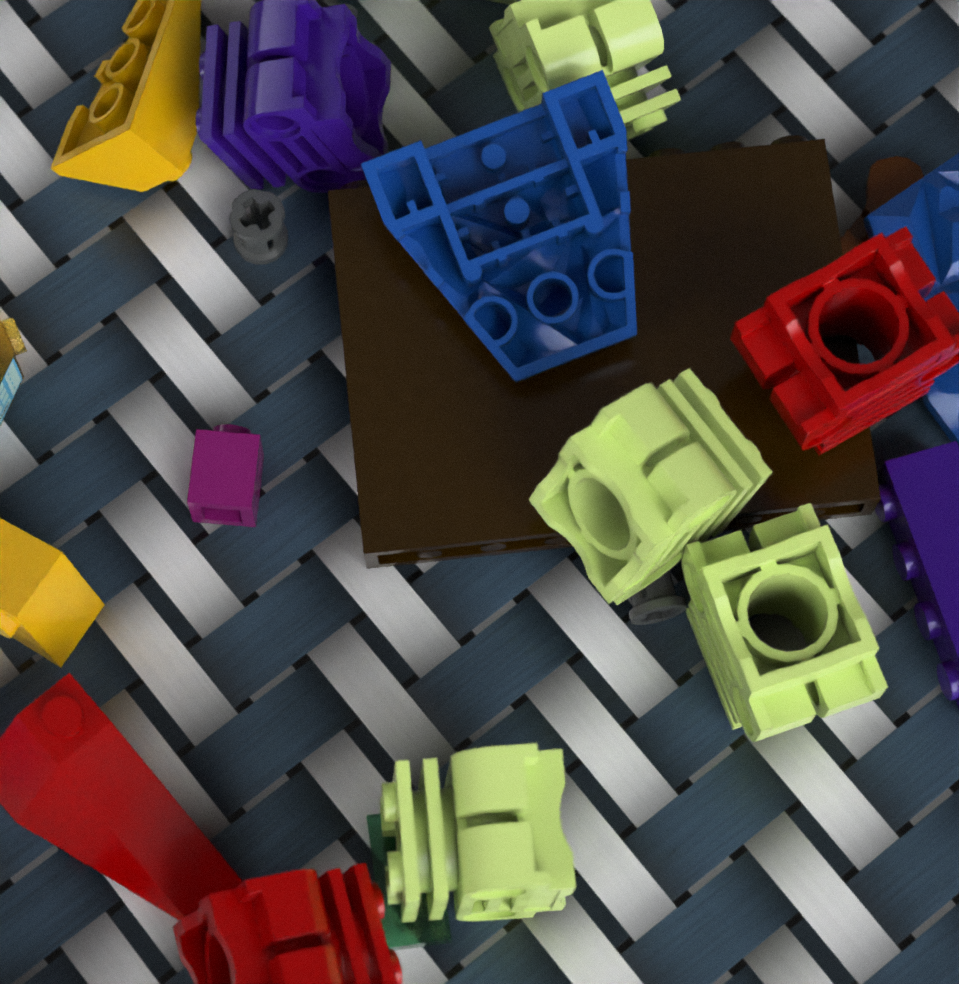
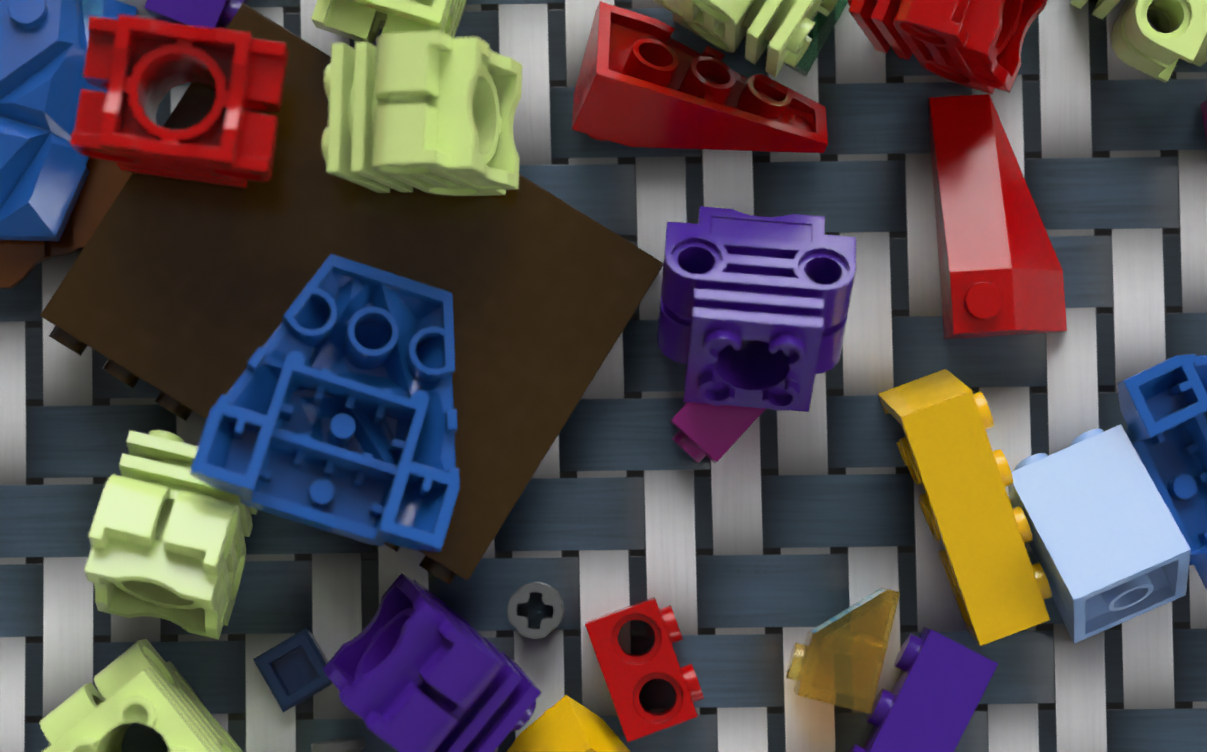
camera: 135 degrees left, 15 degrees up
(148, 233) = (629, 672): none -> red brick
(257, 561) = (754, 306): none -> dark purple piece
(417, 61) = (294, 669): none -> dark blue tile
(478, 694) = (661, 94): none -> red wedge

